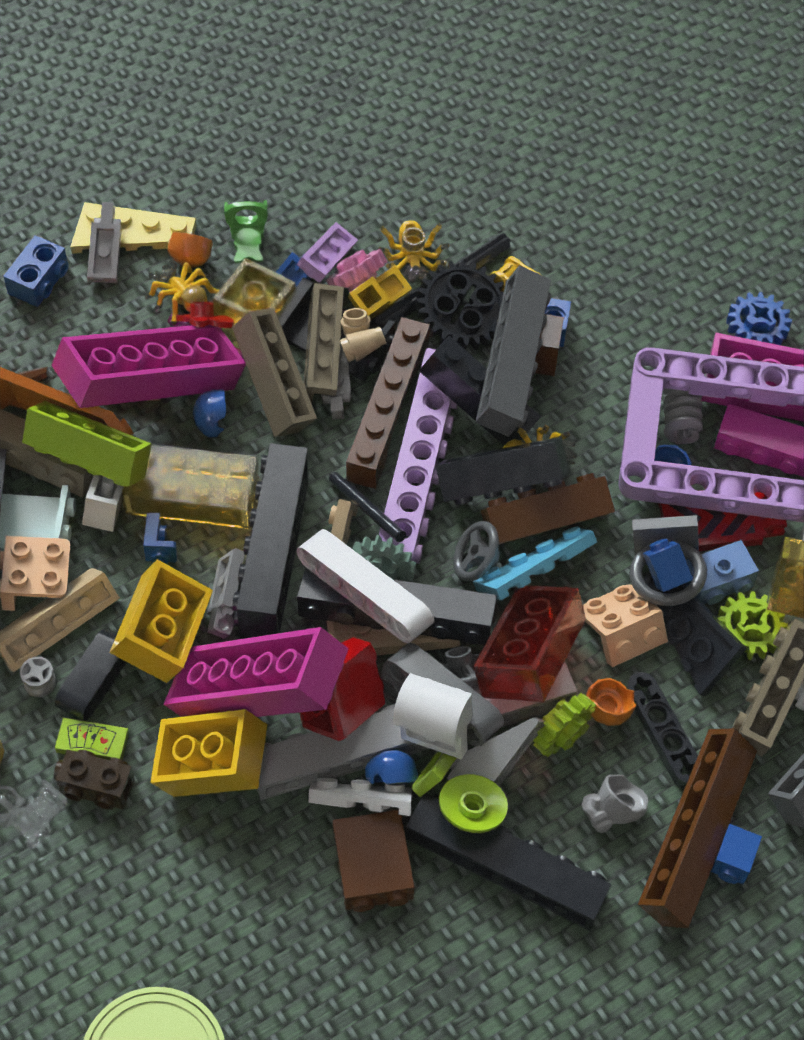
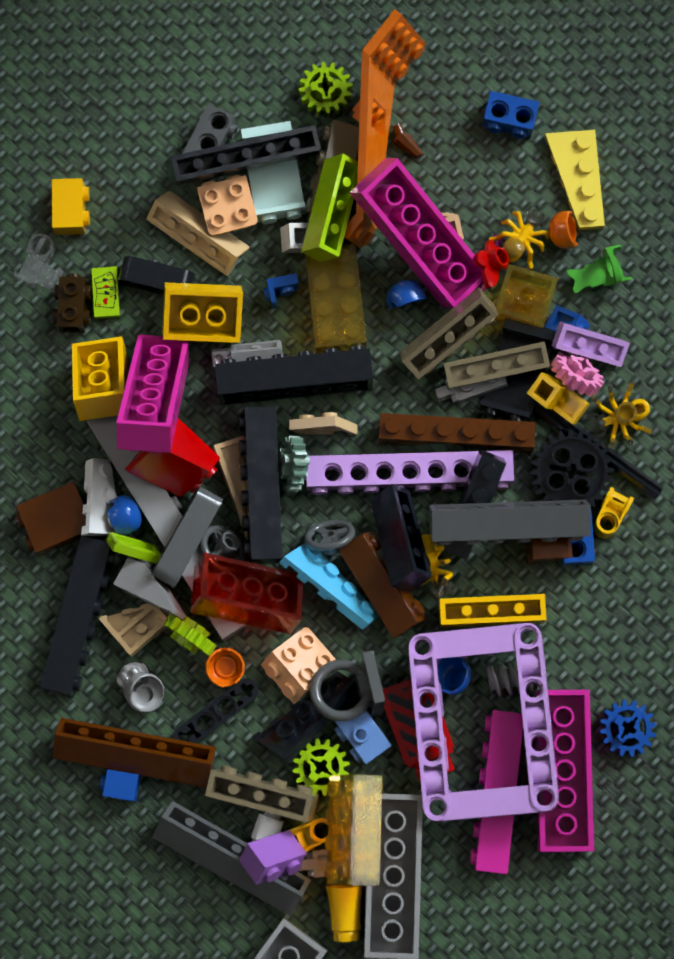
camera: 80 degrees right, 20 degrees up
(34, 669) = (141, 233): light grey wheel -> none
(104, 246) = (549, 161): light grey hinge -> none
(355, 320) = (514, 387): tan cone -> none
(362, 343) = (494, 394): tan cone -> none
(365, 586) = (259, 454): white beam -> none
(367, 507) = (346, 440): black bar -> none
(433, 715) = (156, 531): white brick -> none
(474, 793) = (116, 579): lime dish -> none
(535, 795) = (135, 626): none -> tan wing
(604, 411) = (492, 610): none -> yellow brick
(667, 565) = (339, 687): blue brick -> none

